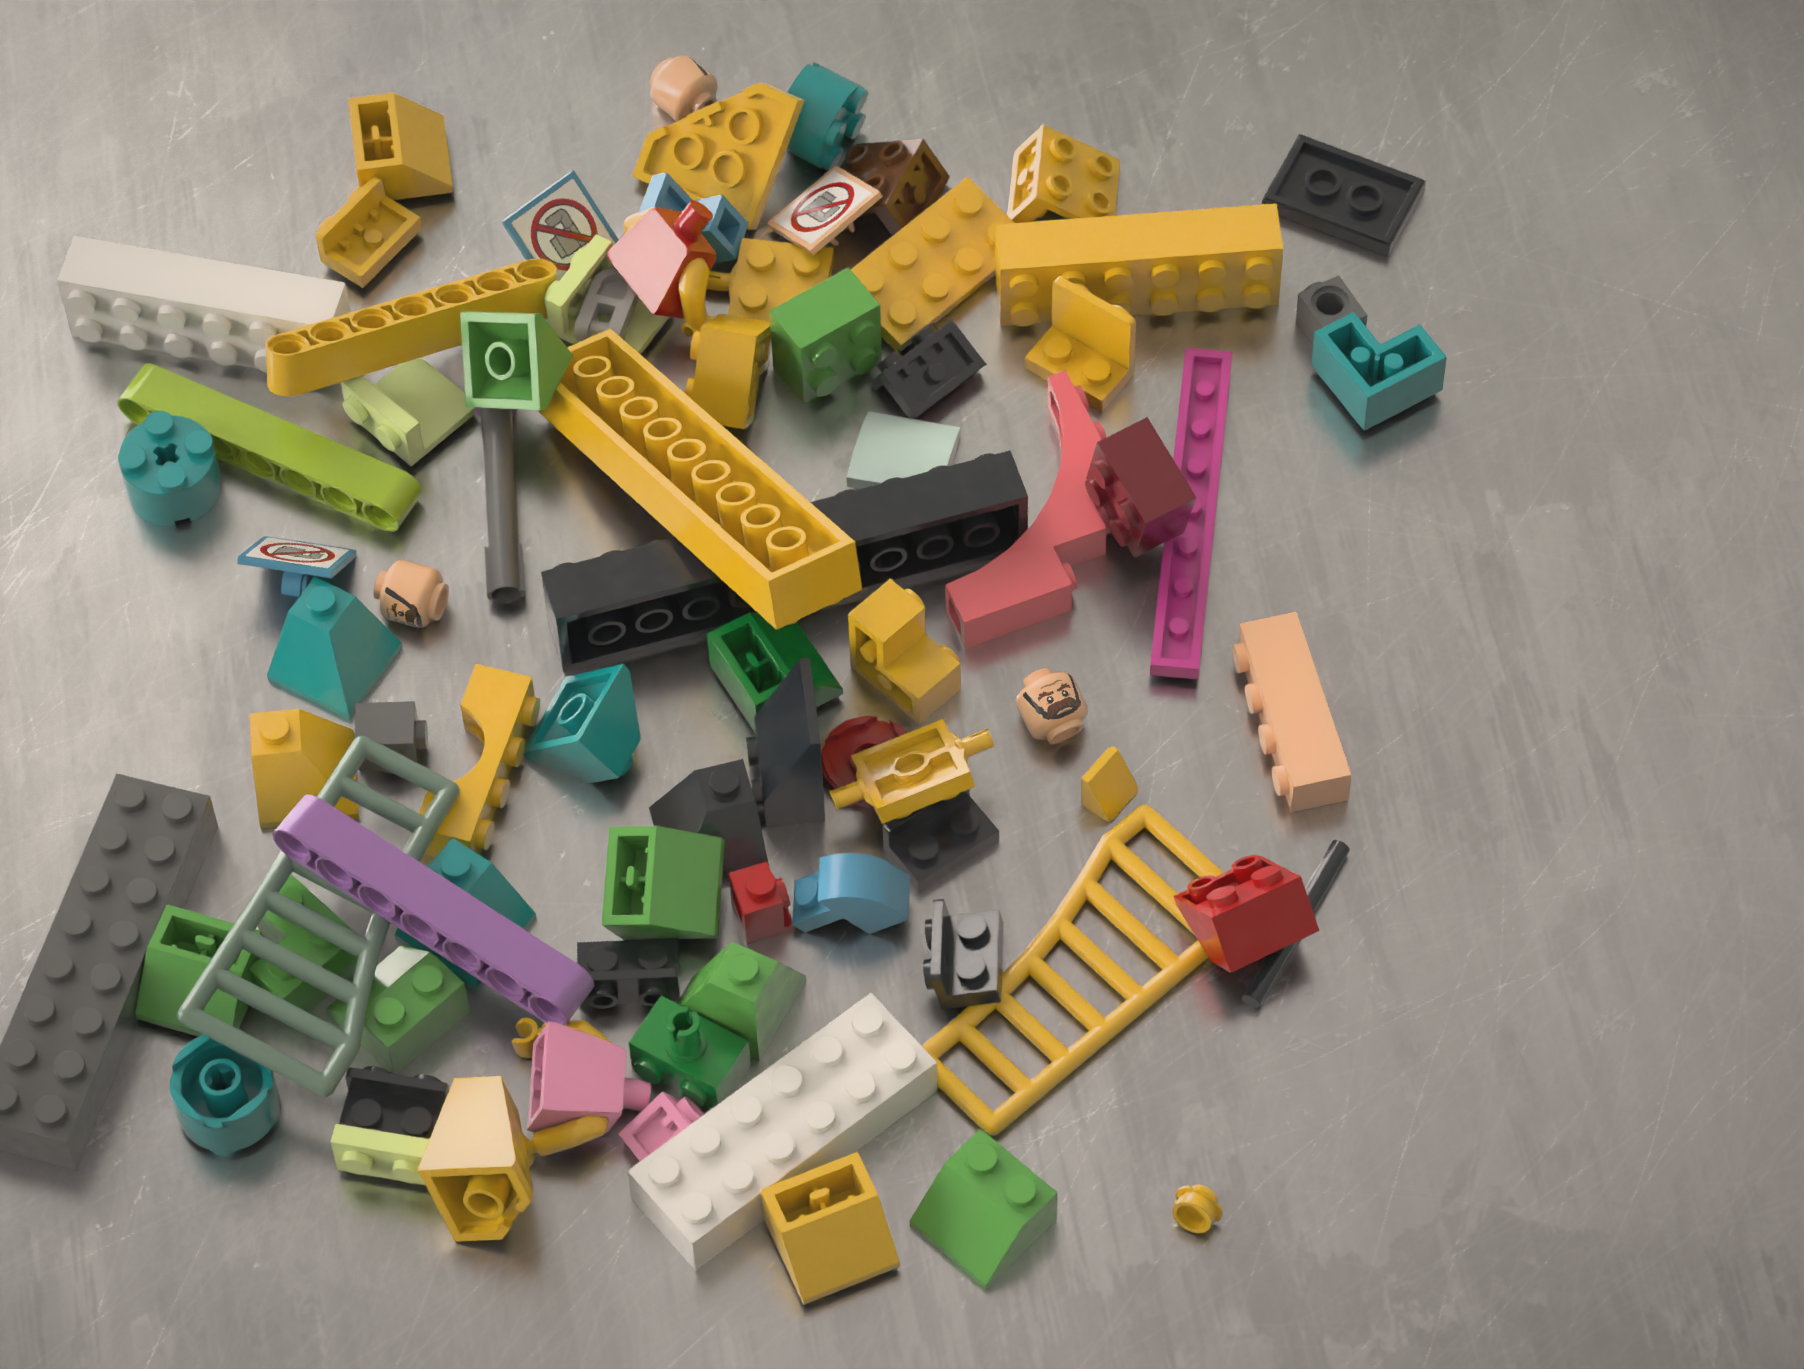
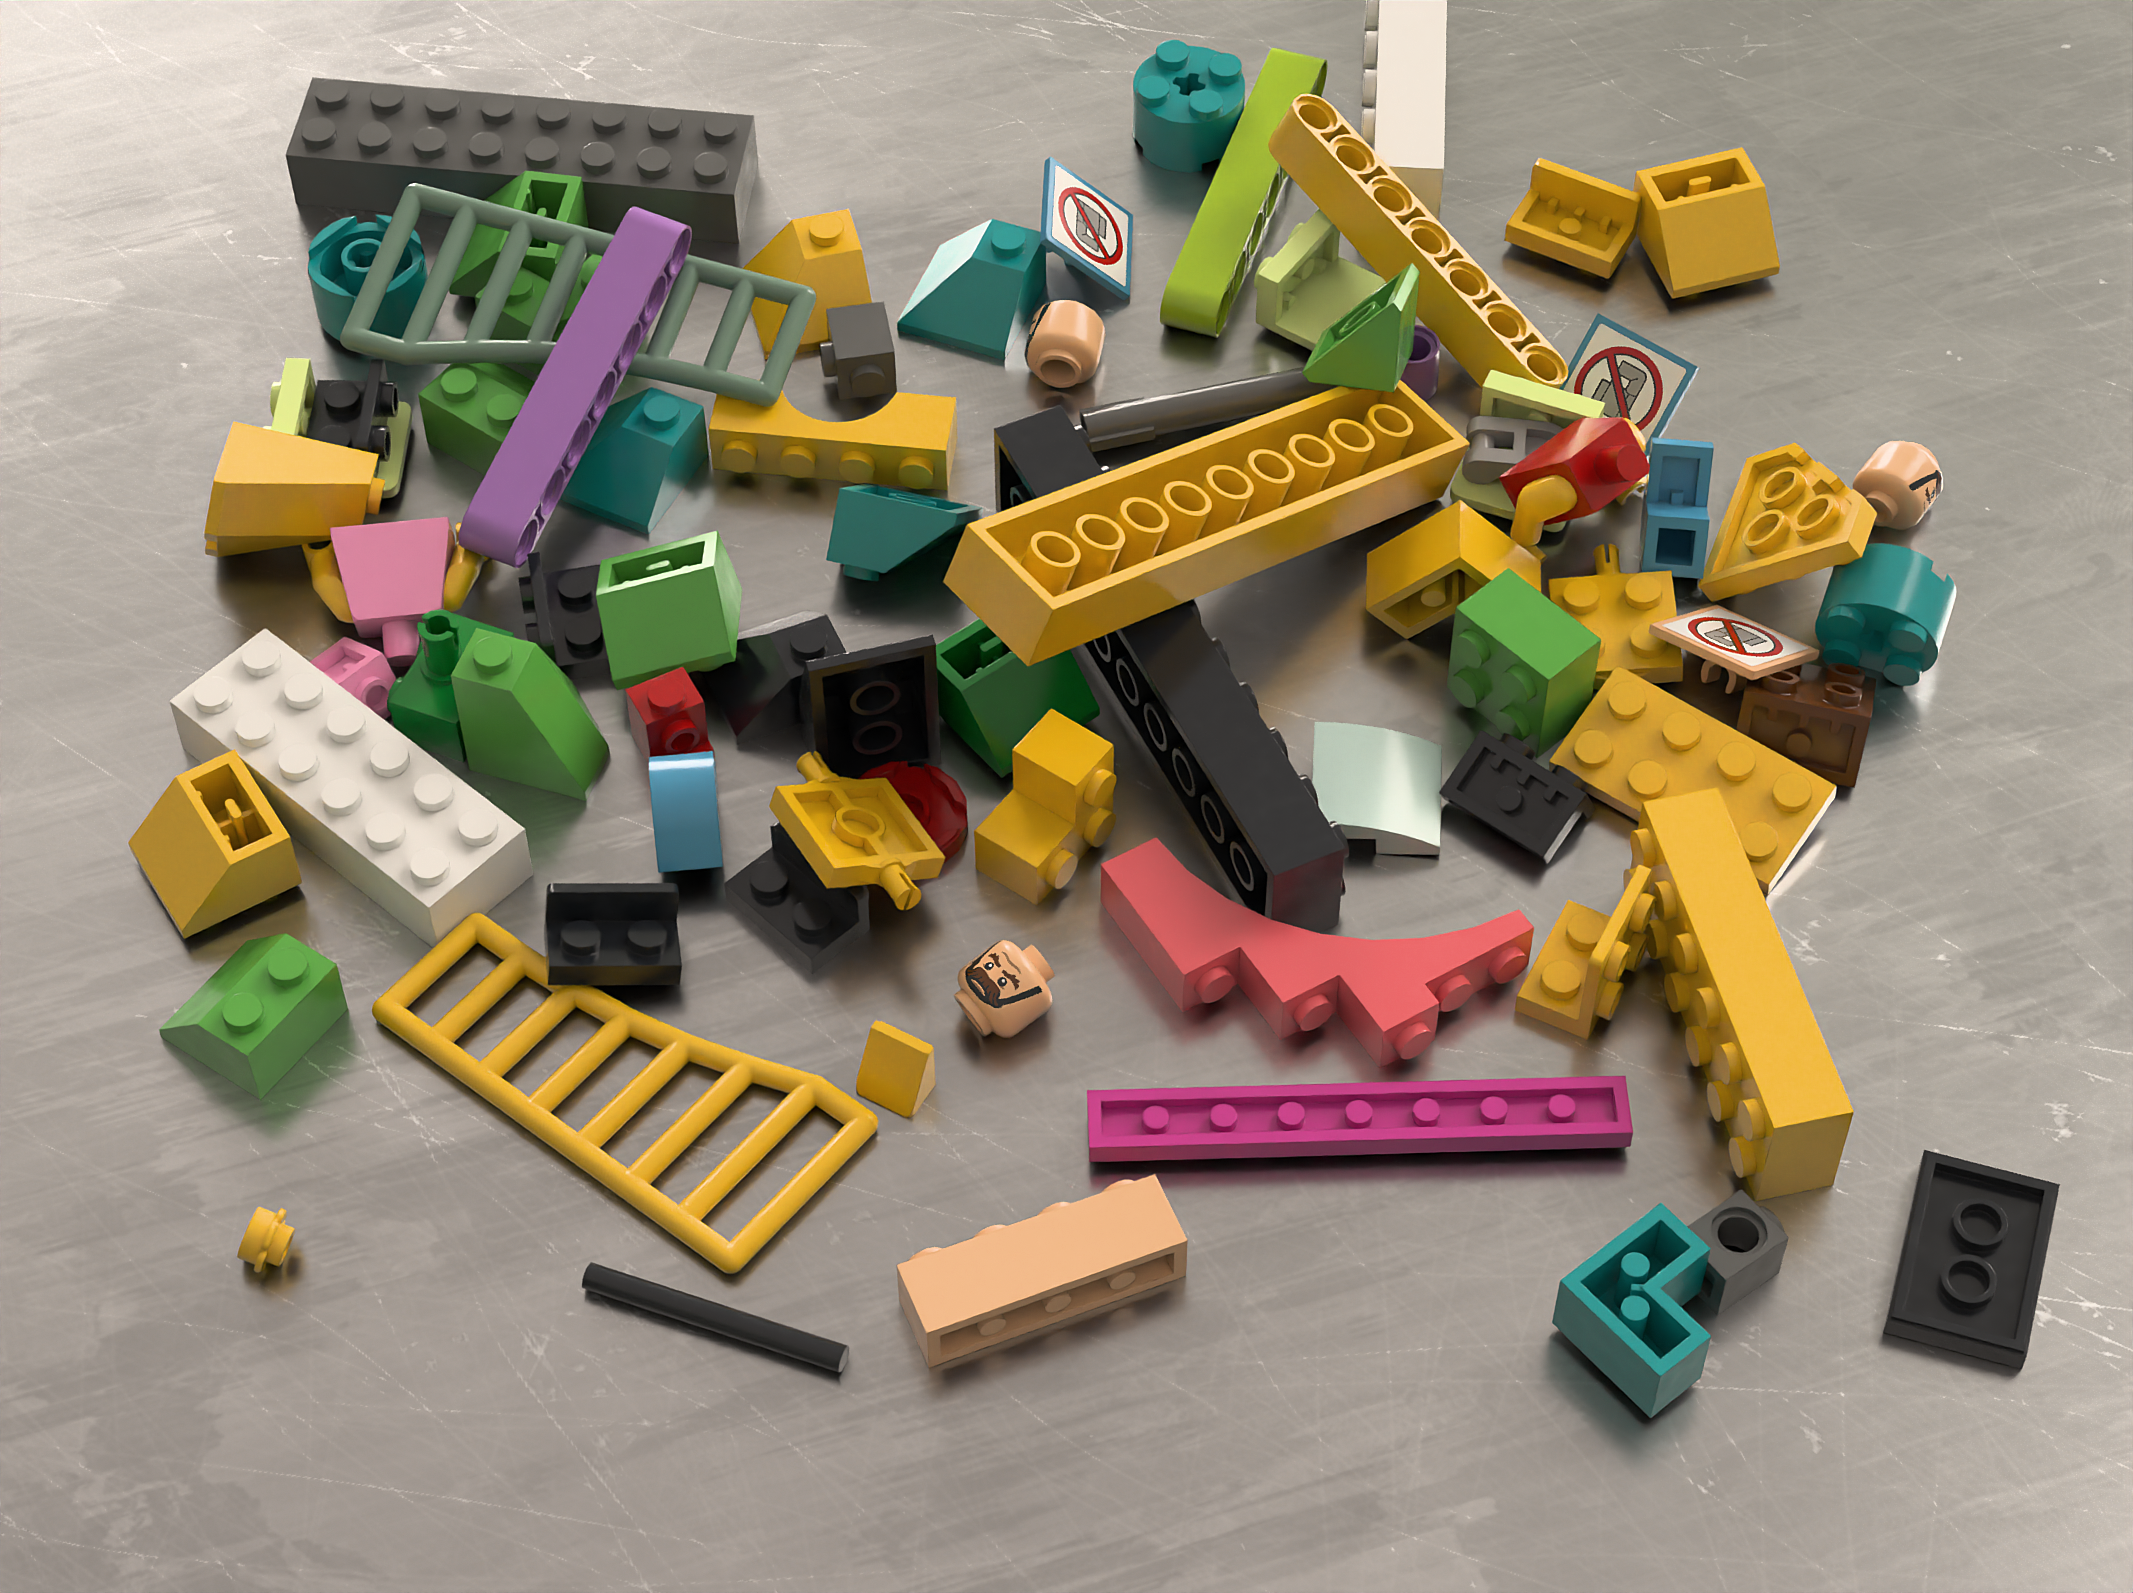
camera: 80 degrees right, 5 degrees down
(1061, 177) = (1875, 915): yellow bracket -> none
(1139, 488) = (1322, 1005): dark red brick -> none
(1247, 911) = (692, 1231): red slope -> none

